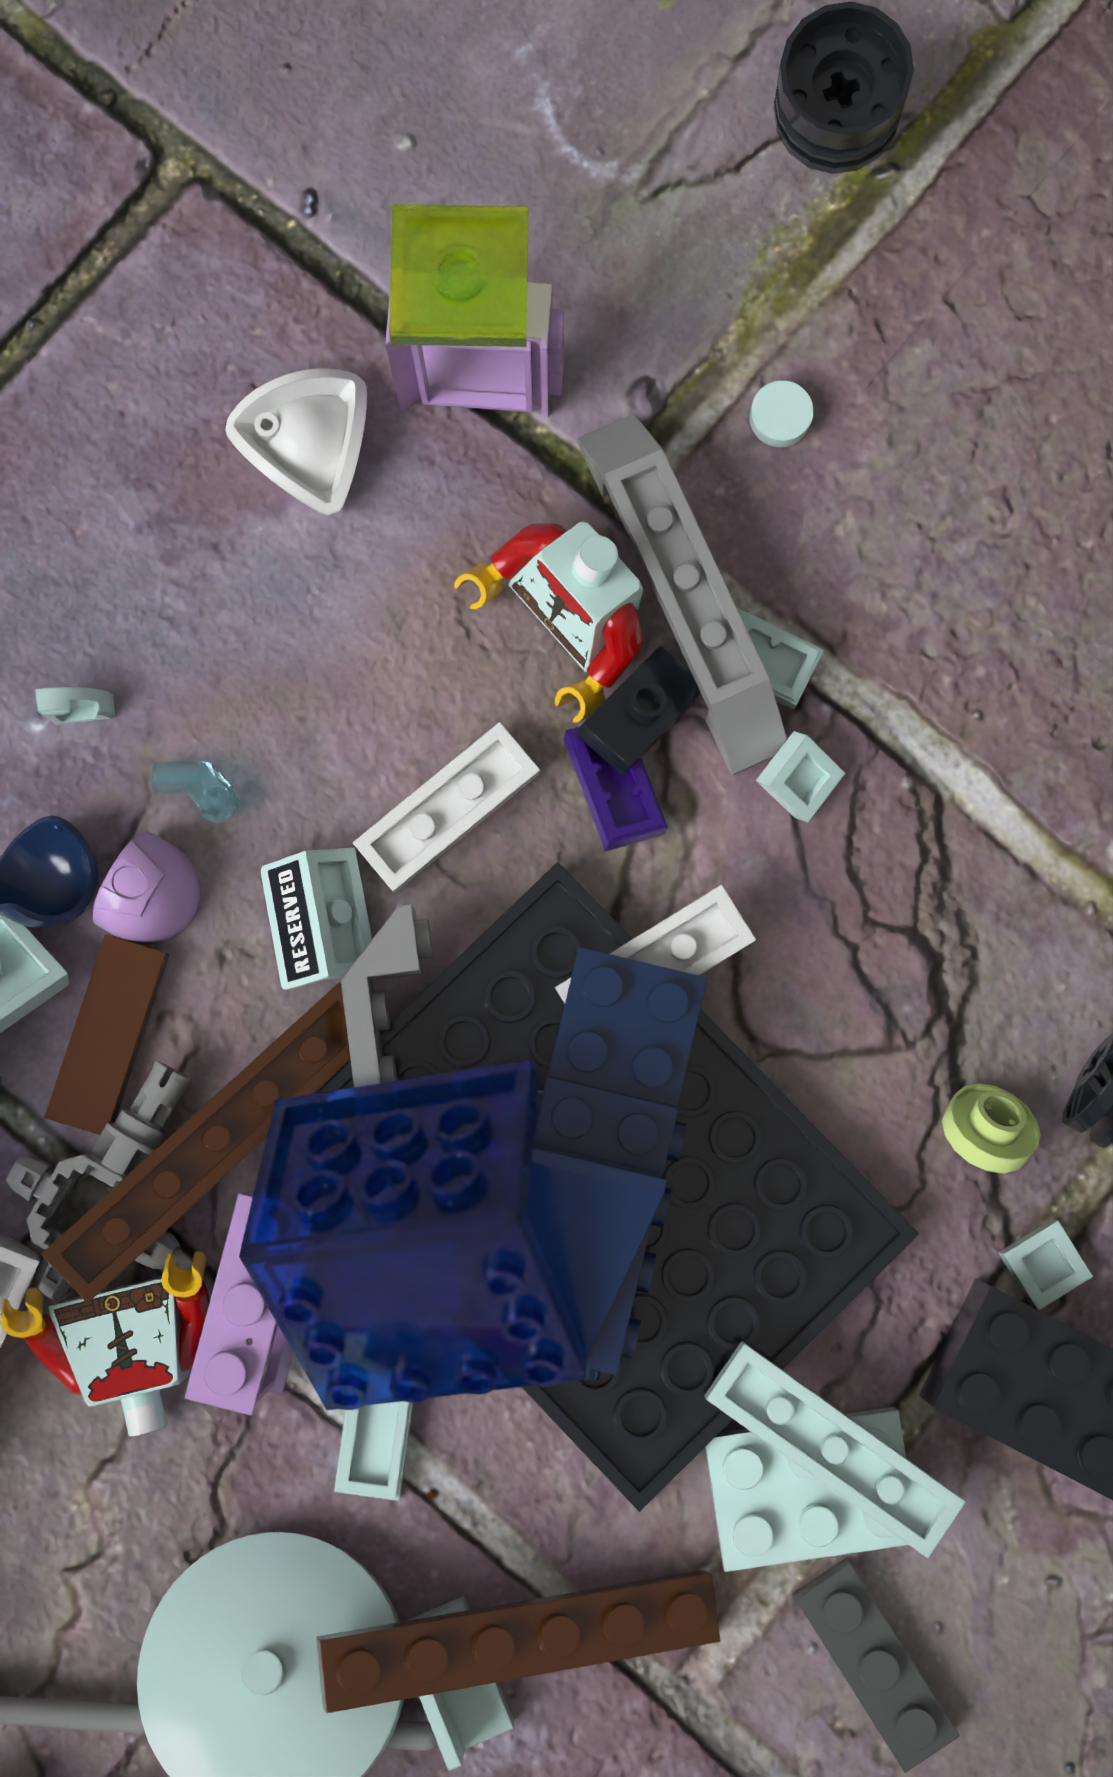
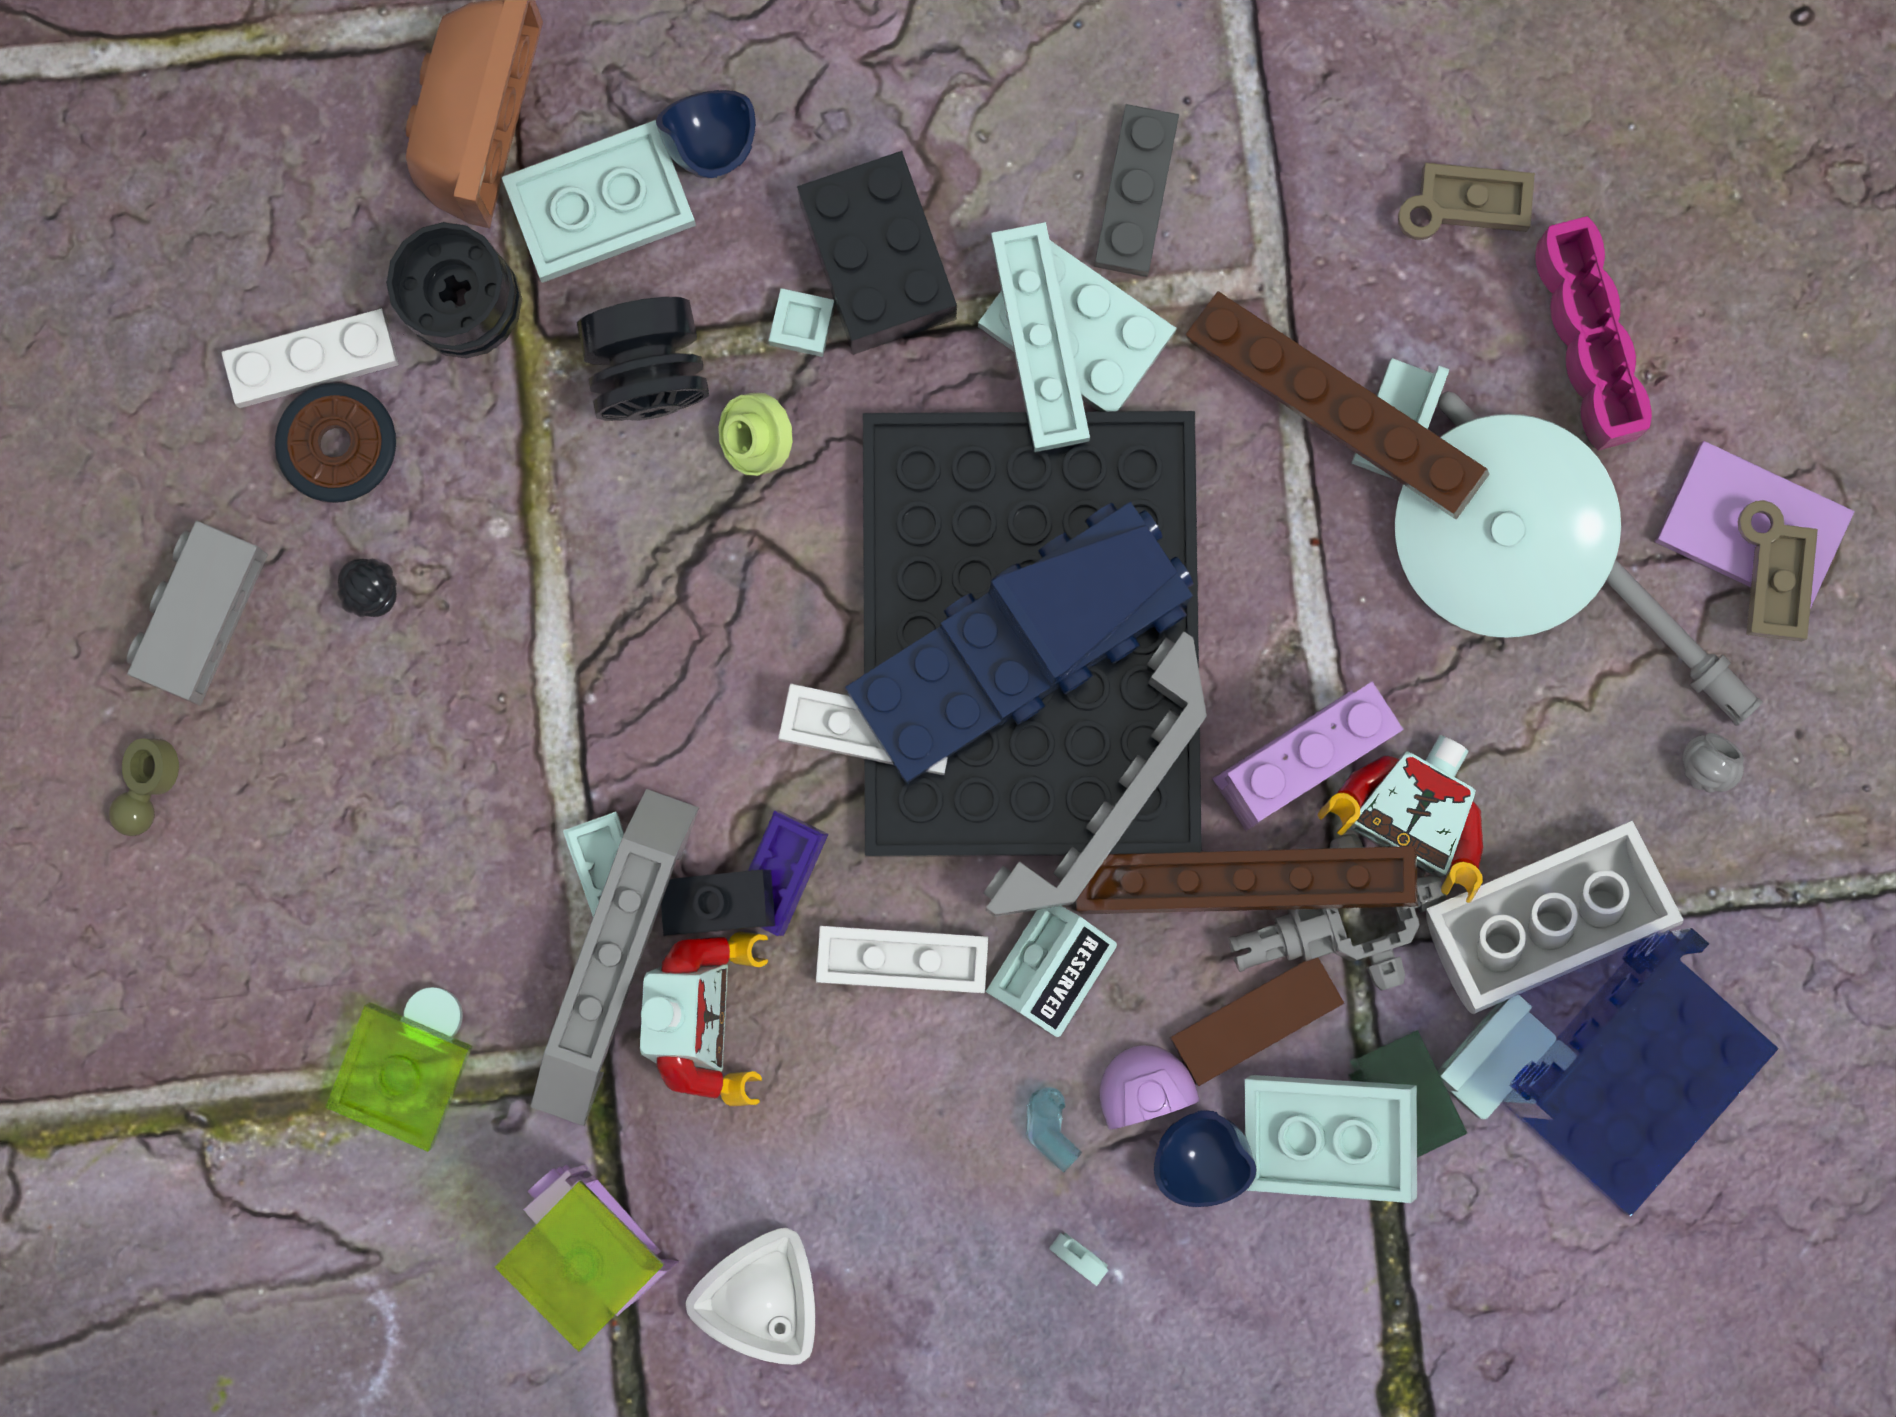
camera: 140 degrees left, 0 degrees up
(374, 1450) = (1311, 613): light aqua tile -> none
(404, 1240) = (1178, 698): clear blue bracket -> none
(761, 339) = (398, 1076): none -> clear neon green plate
(800, 776) = (657, 764): light aqua tile -> none
(847, 55) = (152, 1206): black wheel -> none

